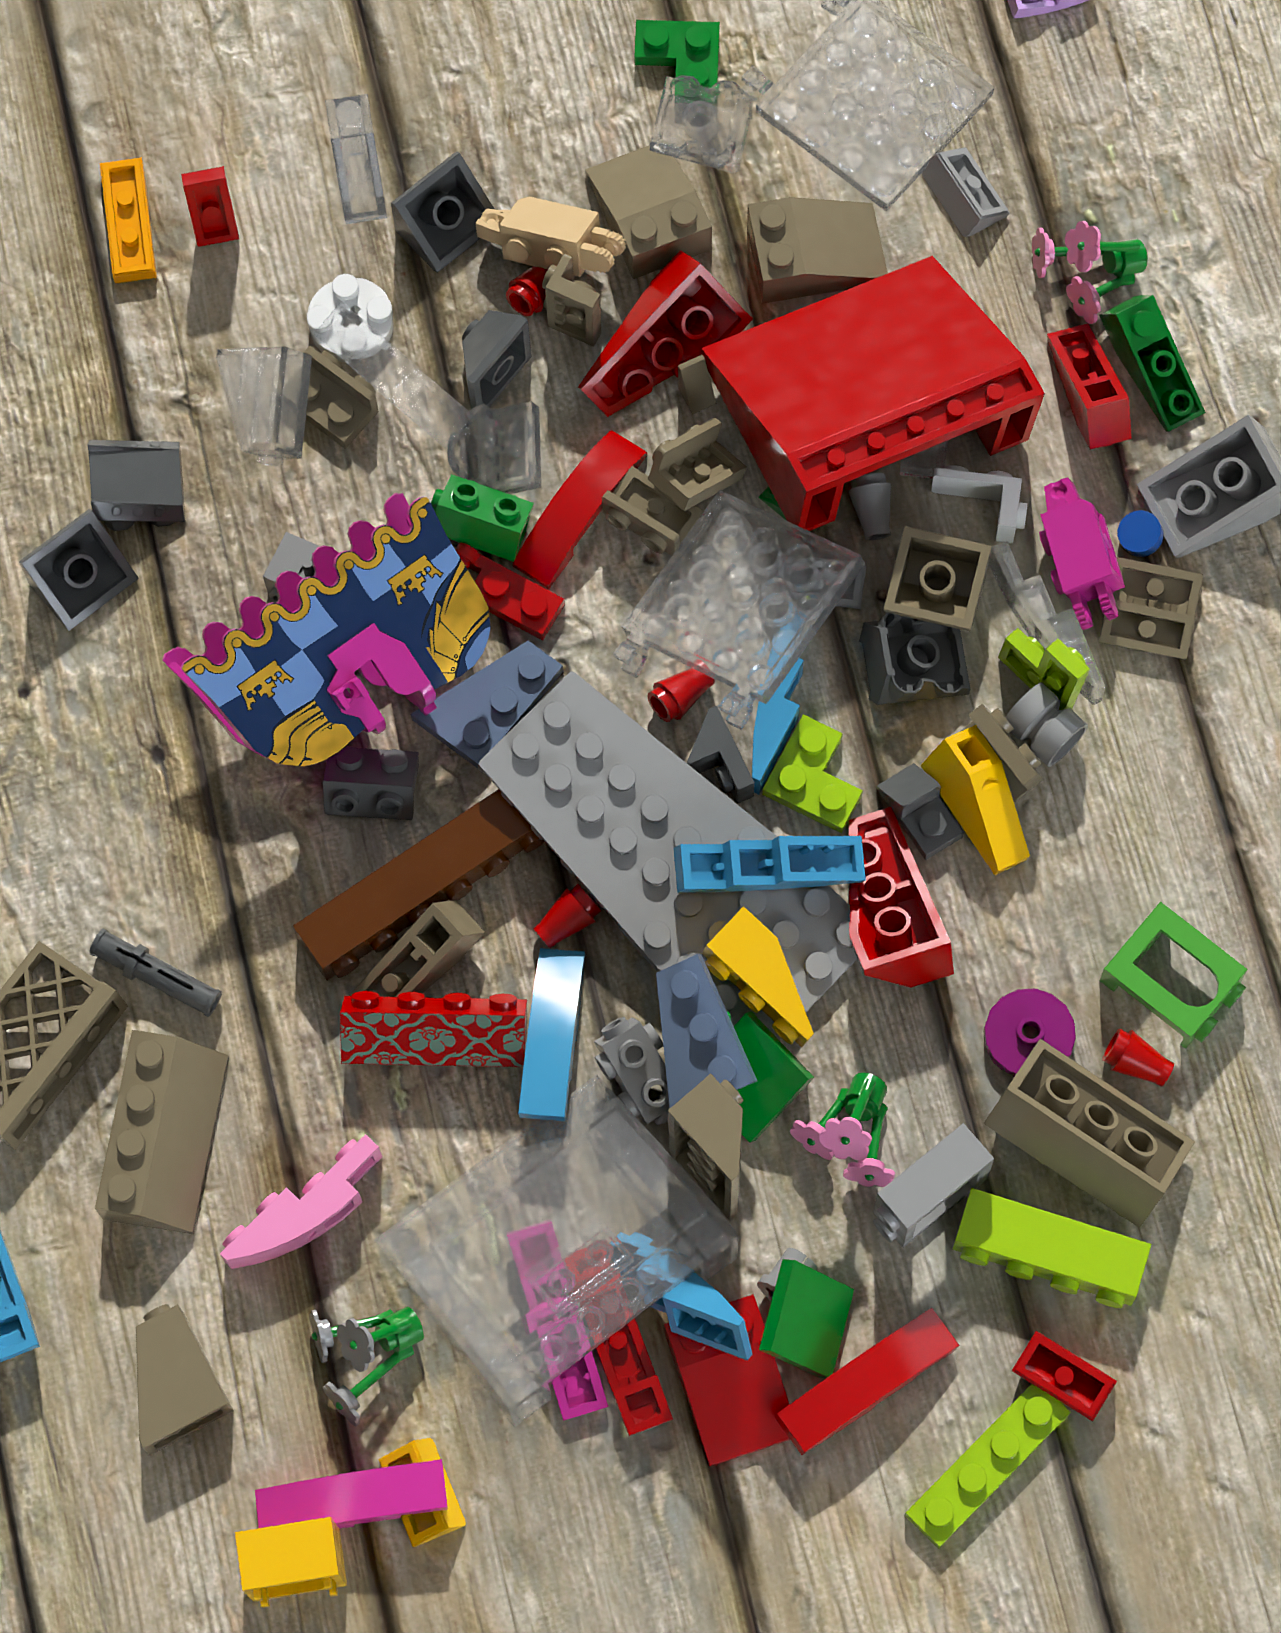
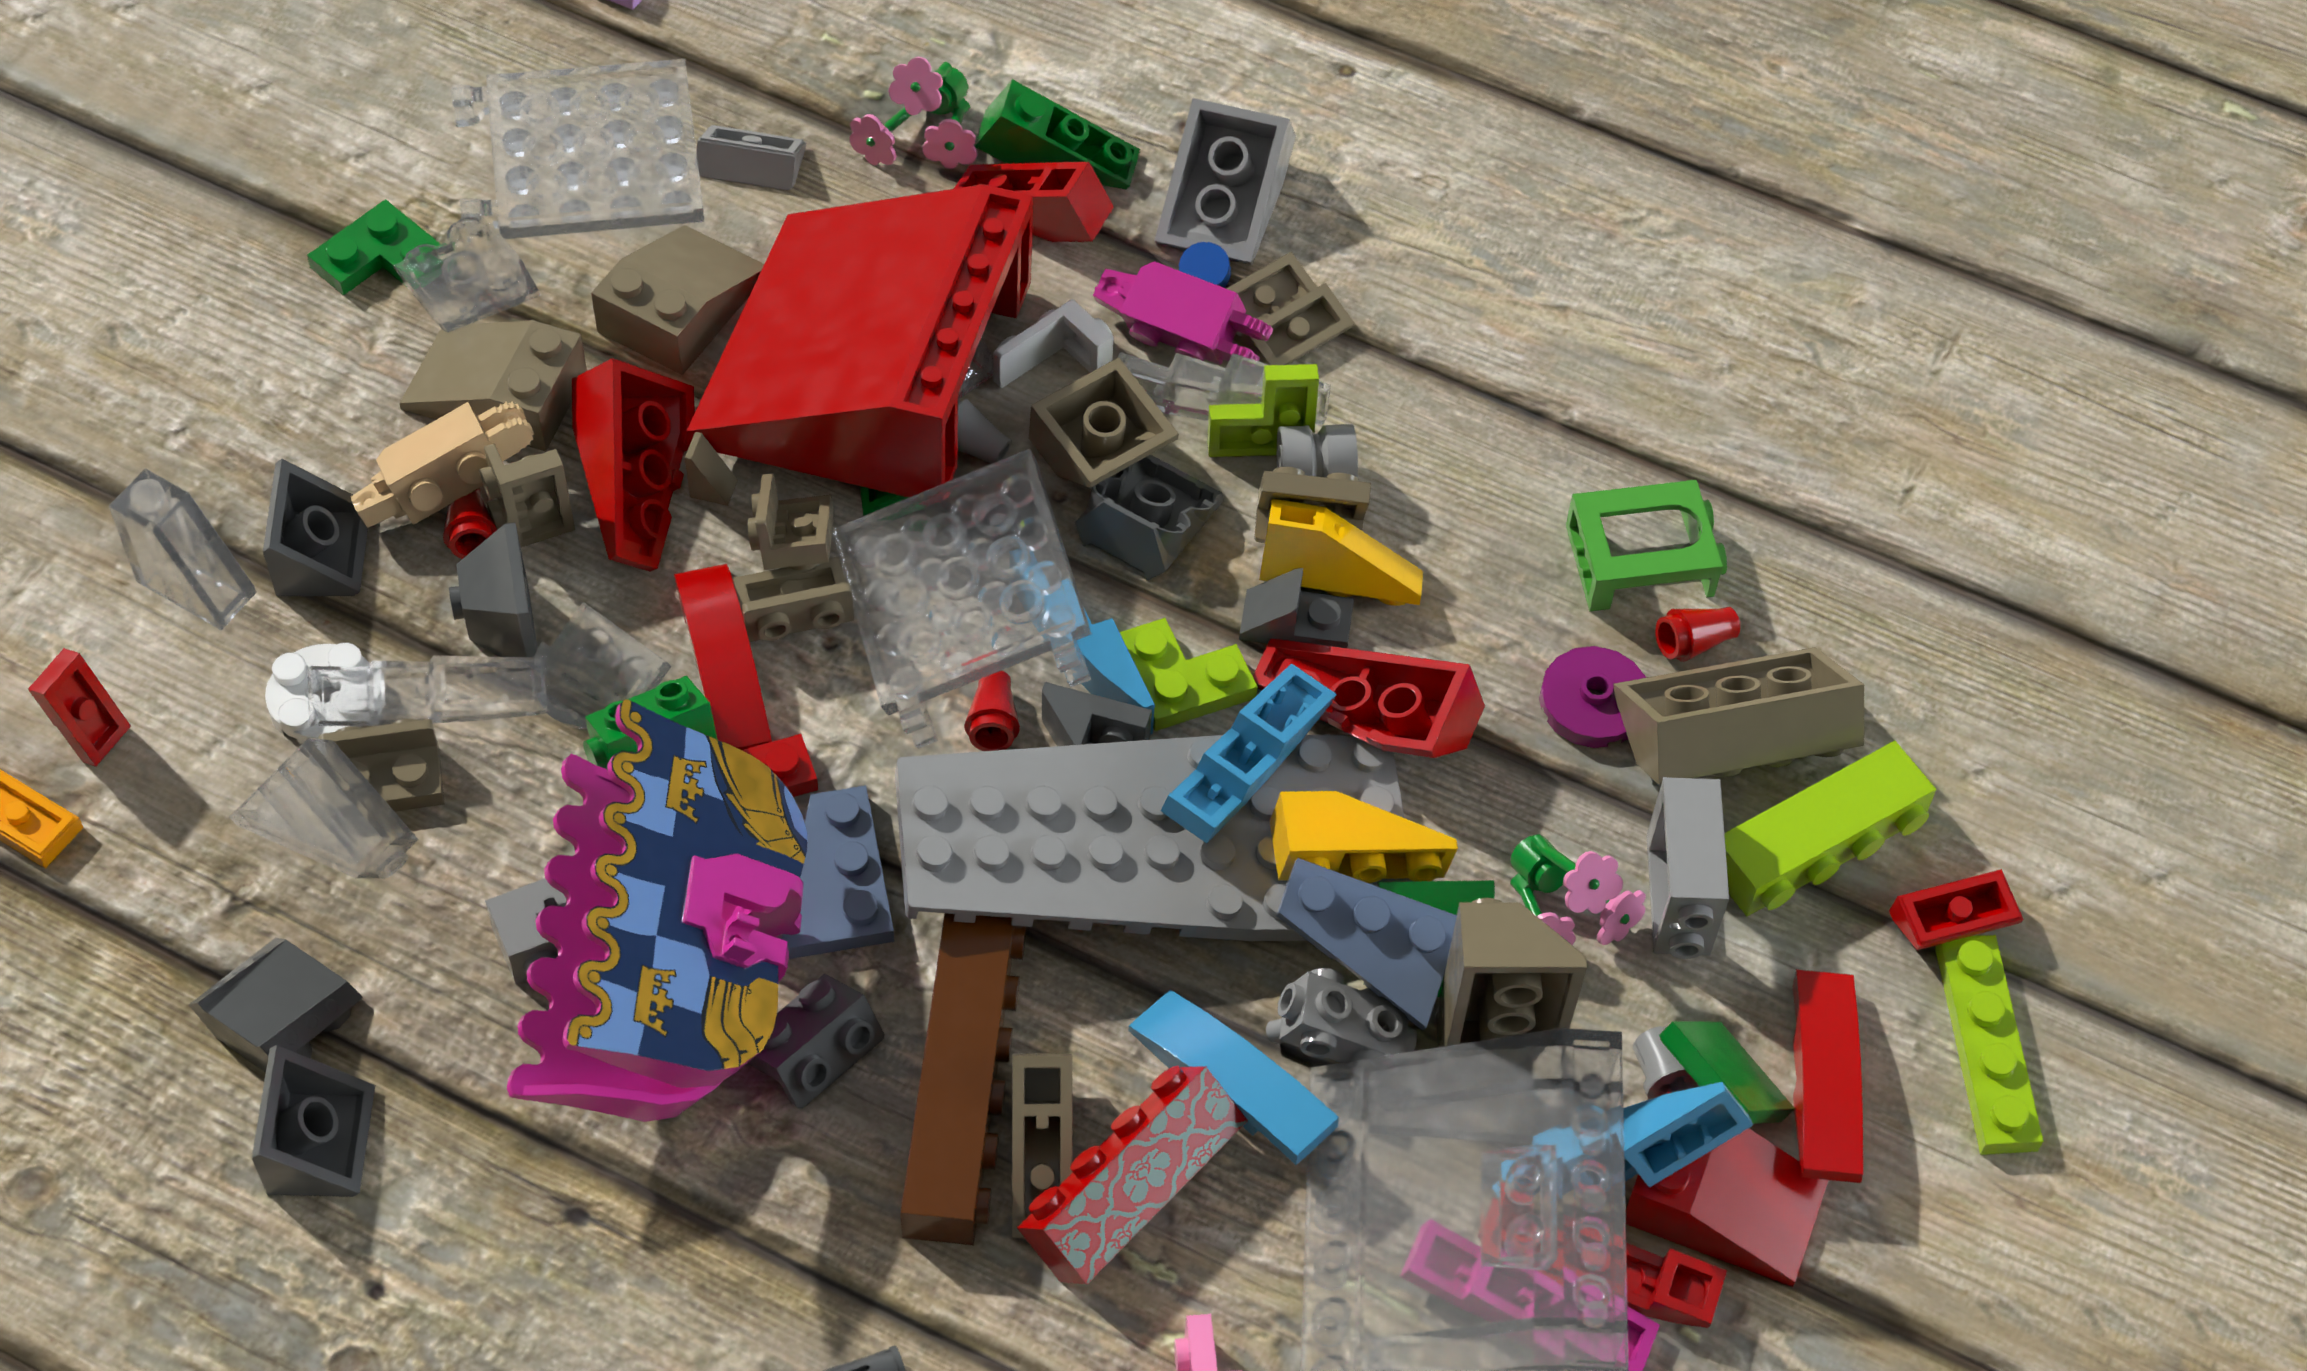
camera: 55 degrees left, 15 degrees down
(567, 916) = (1122, 972): red cone -> none

